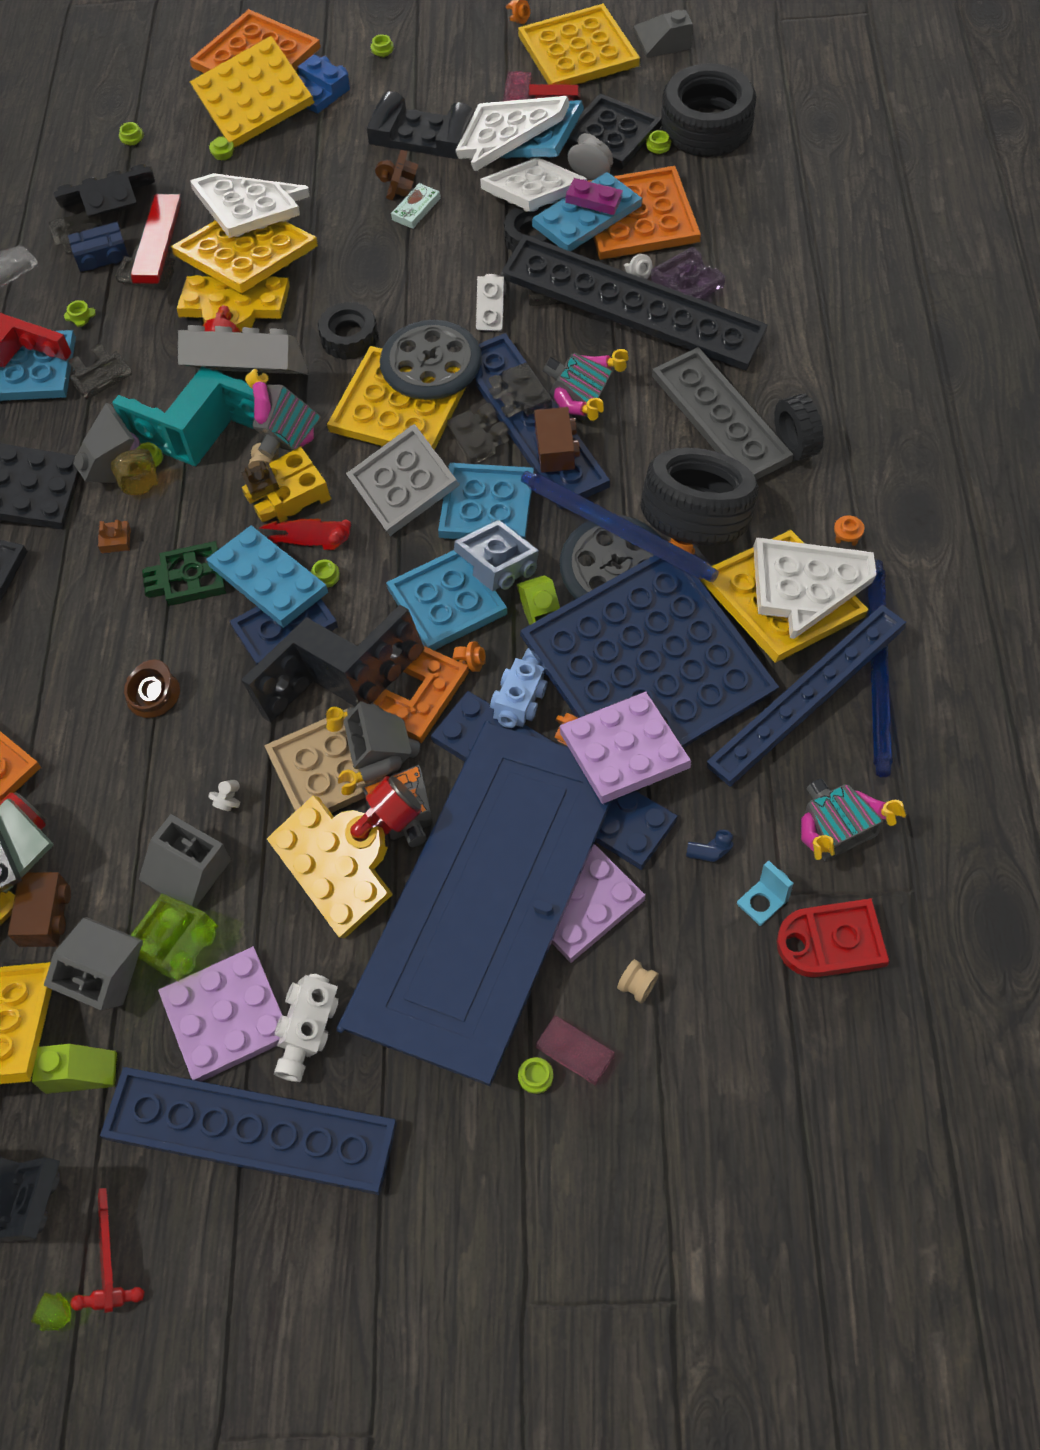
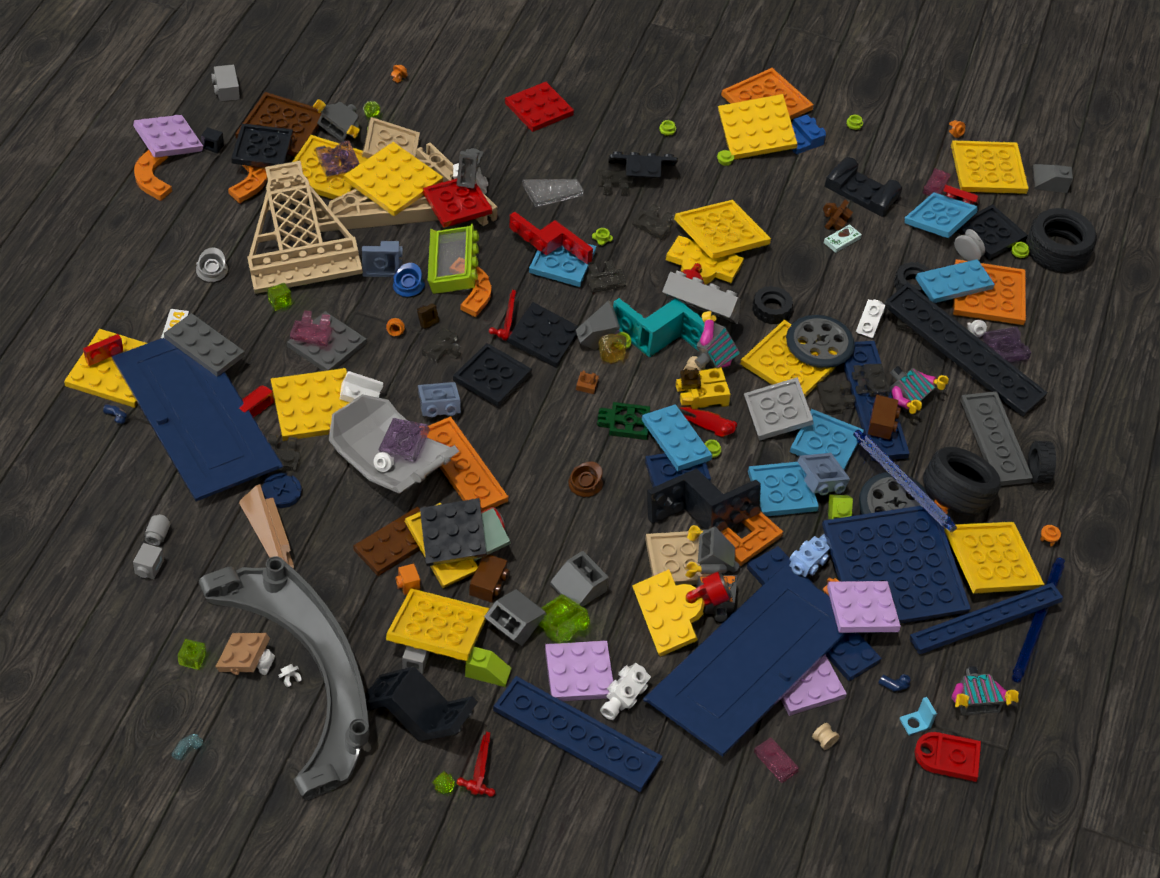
camera: 10 degrees right, 10 degrees down
(98, 247) = (626, 197): dark blue brick -> none
(156, 239) = (666, 205): tile -> none
(224, 799) = (612, 556): white plate -> none
(247, 203) = (732, 201): white wing -> none
(472, 656) = (787, 526): orange plate -> none
(506, 125) = (921, 206): white wing -> none
(530, 184) = (925, 250): white plate -> none
(535, 1075) = (749, 764): lime plate -> none
(594, 196) = (962, 273): magenta plate -> none
(807, 580) = (1012, 553): white wing -> none

